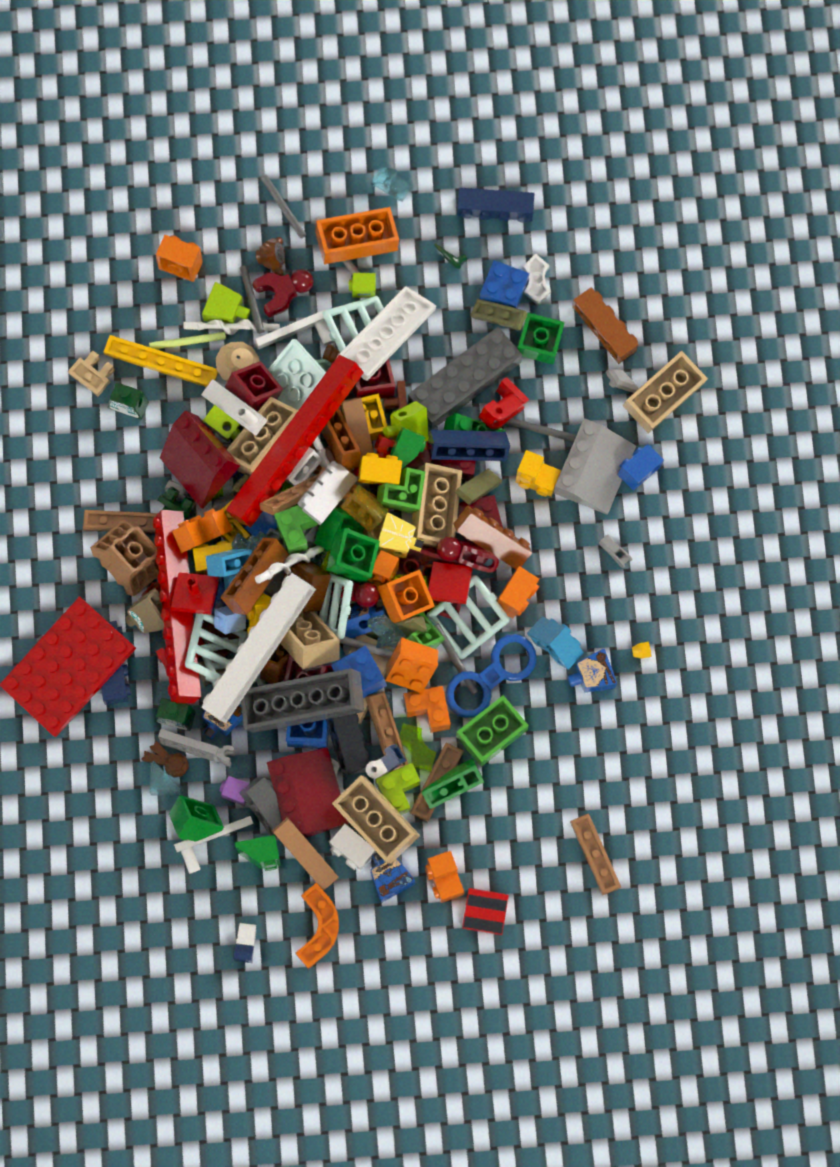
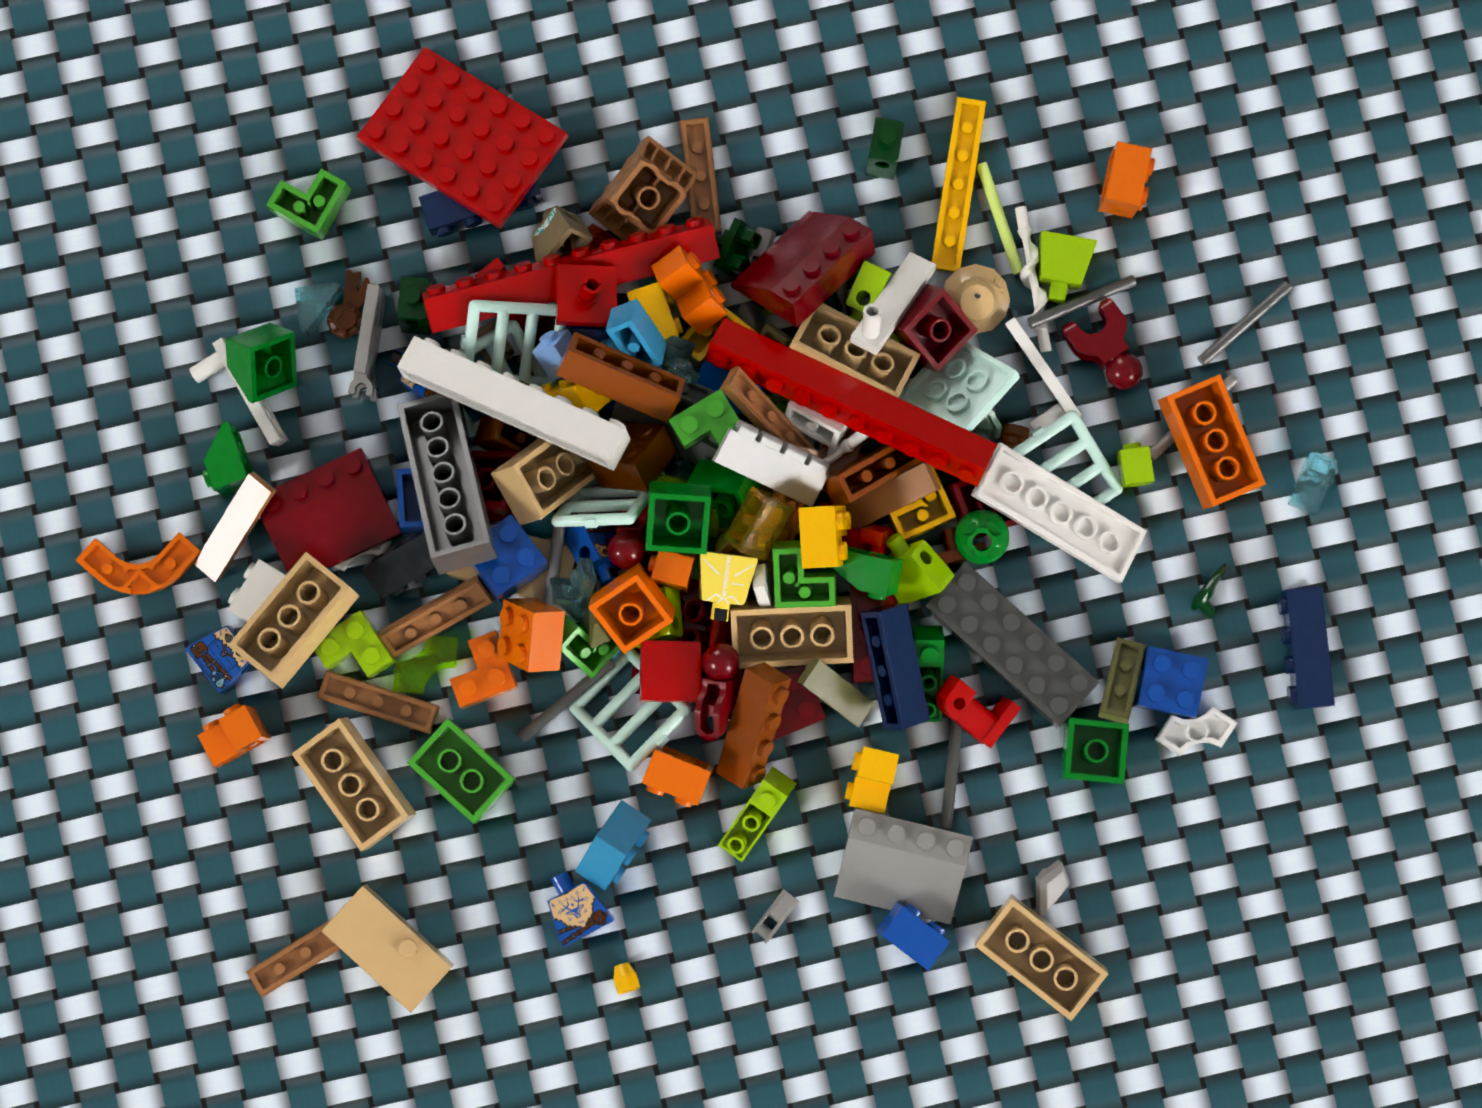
camera: 85 degrees right, 10 degrees up
(90, 377) = (915, 84): tan plate -> none
(98, 773) = (311, 210): none -> bright green brick
(231, 788) = (318, 412): medium lavender brick -> none
(245, 943) = (98, 465): leg -> none
(263, 803) = (302, 453): dark grey slope -> none
(272, 255) = (1158, 320): reddish brown rock -> none
(291, 560) = (656, 426): white piece -> none
(384, 765) = (381, 618): leg -> none
(388, 385) = (981, 522): none -> green piece
(405, 515) = (764, 584): none -> white tile
(453, 783) = (375, 727): green slope -> none
(485, 911) = (197, 802): tile -> none
(489, 802) = (354, 783): none -> tan brick
(491, 675) = (548, 757): blue bar -> none
(548, 550) = (757, 814): none -> lime slope
(600, 796) = (387, 947): none -> tan brick
(605, 325) = (1137, 848): dark orange brick -> none

